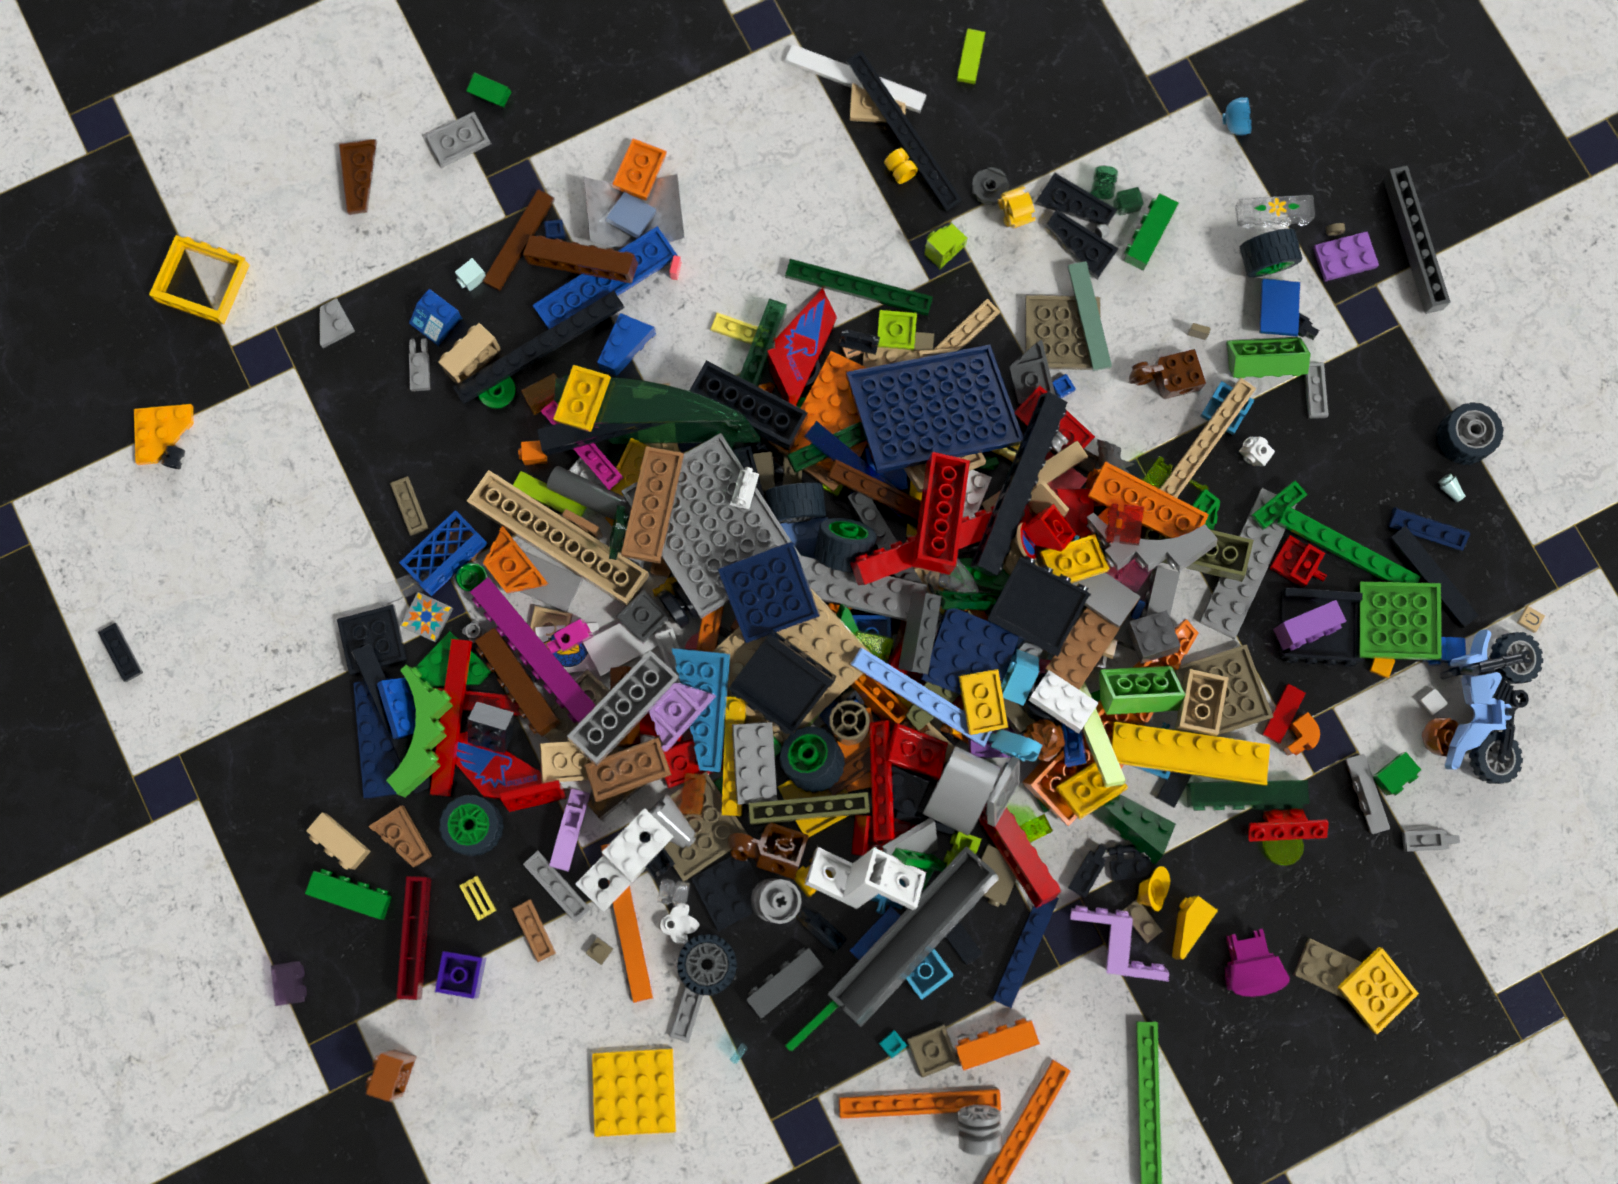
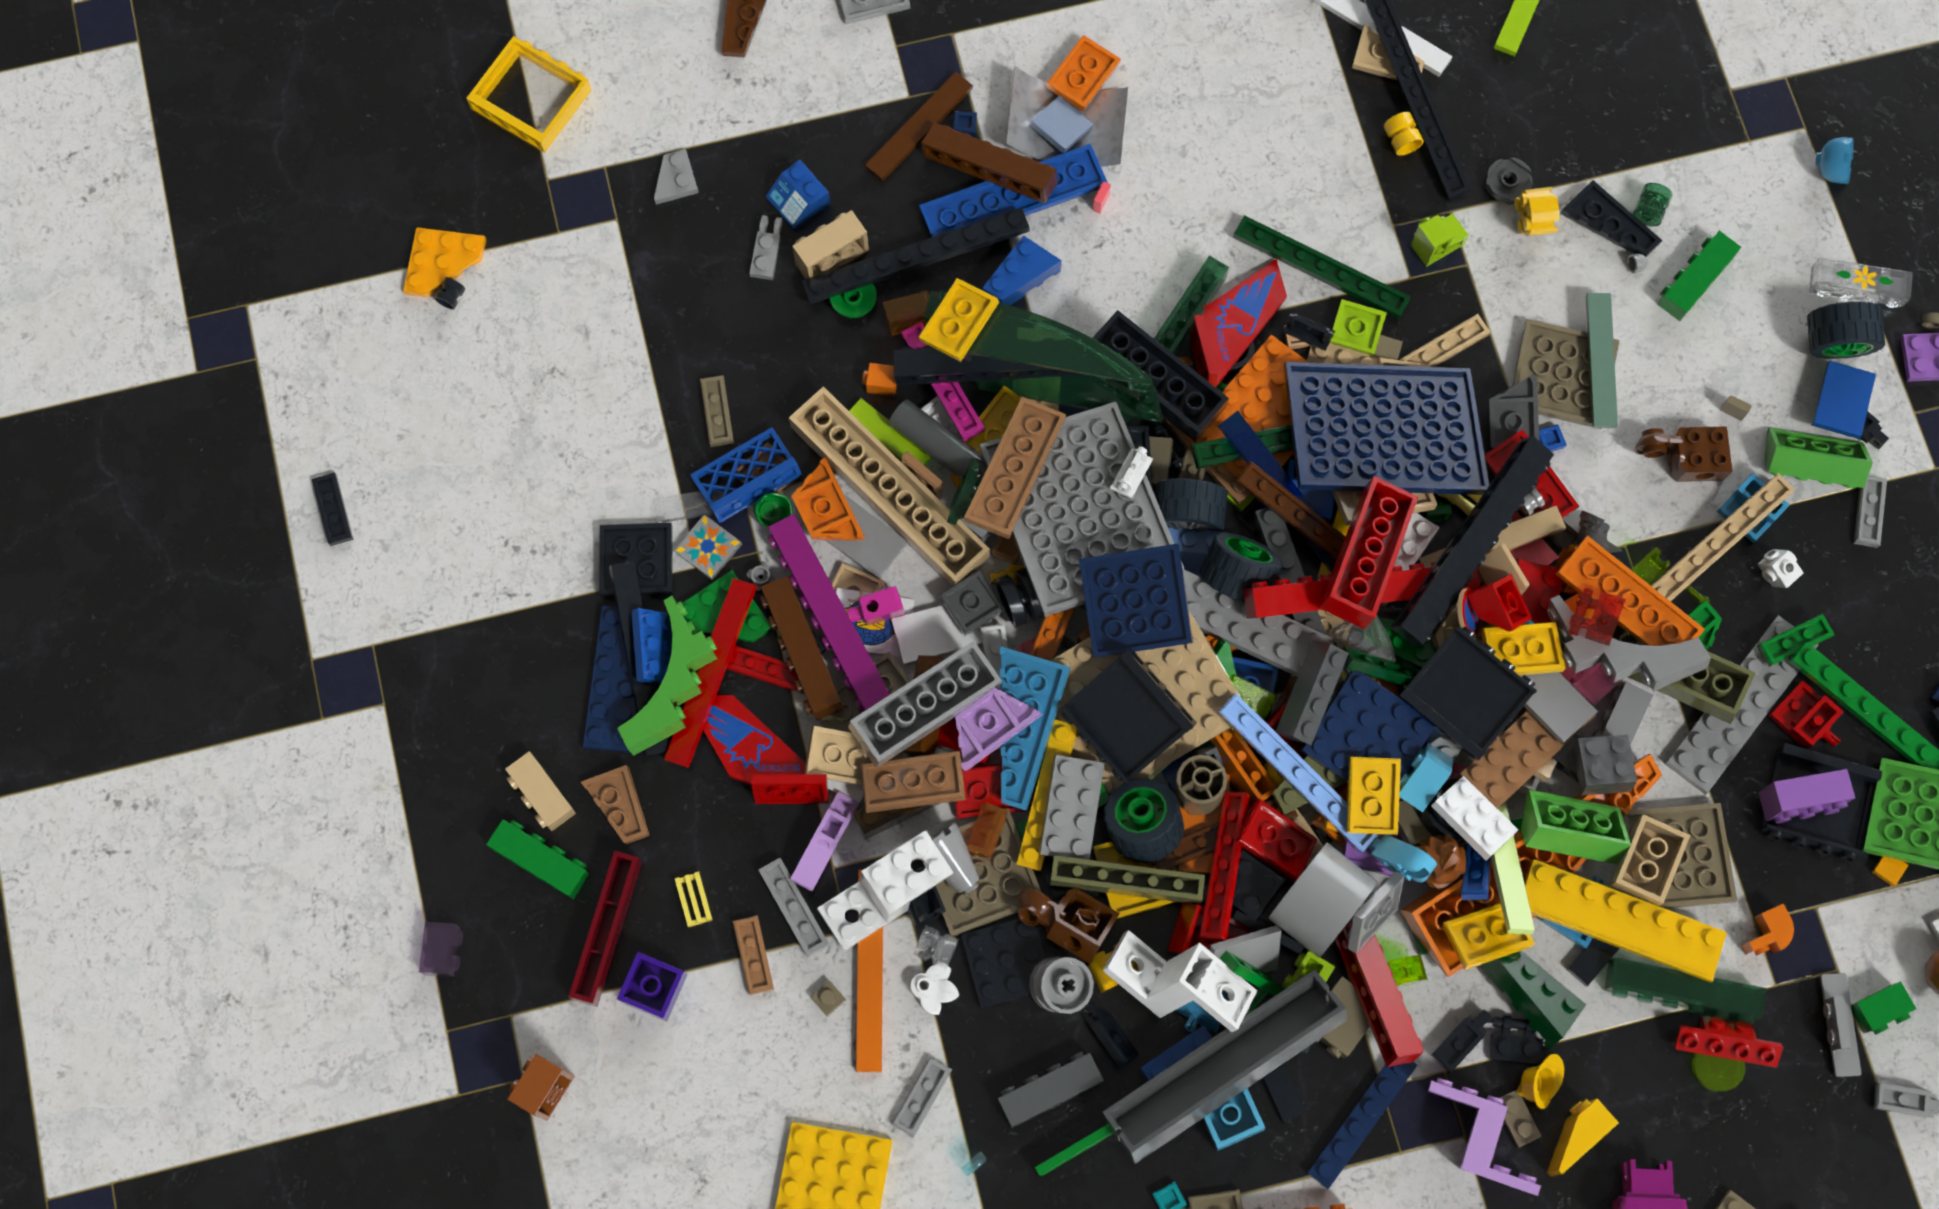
camera: 15 degrees right, 5 degrees down
(456, 821) = (701, 789): wheel -> none
(470, 275) = (851, 155): light aqua brick -> none
(490, 727) = (756, 694): black brick -> none
(706, 981) = (960, 1025): wheel -> none
(734, 328) = (1157, 284): light yellow tile -> none
(1082, 243) = (1610, 271): black wing -> none
(1128, 201) = (1678, 233): clear green brick -> none
(1137, 610) = (1590, 729): blue tile -> none
(1283, 713) = (1751, 900): red tile -> none

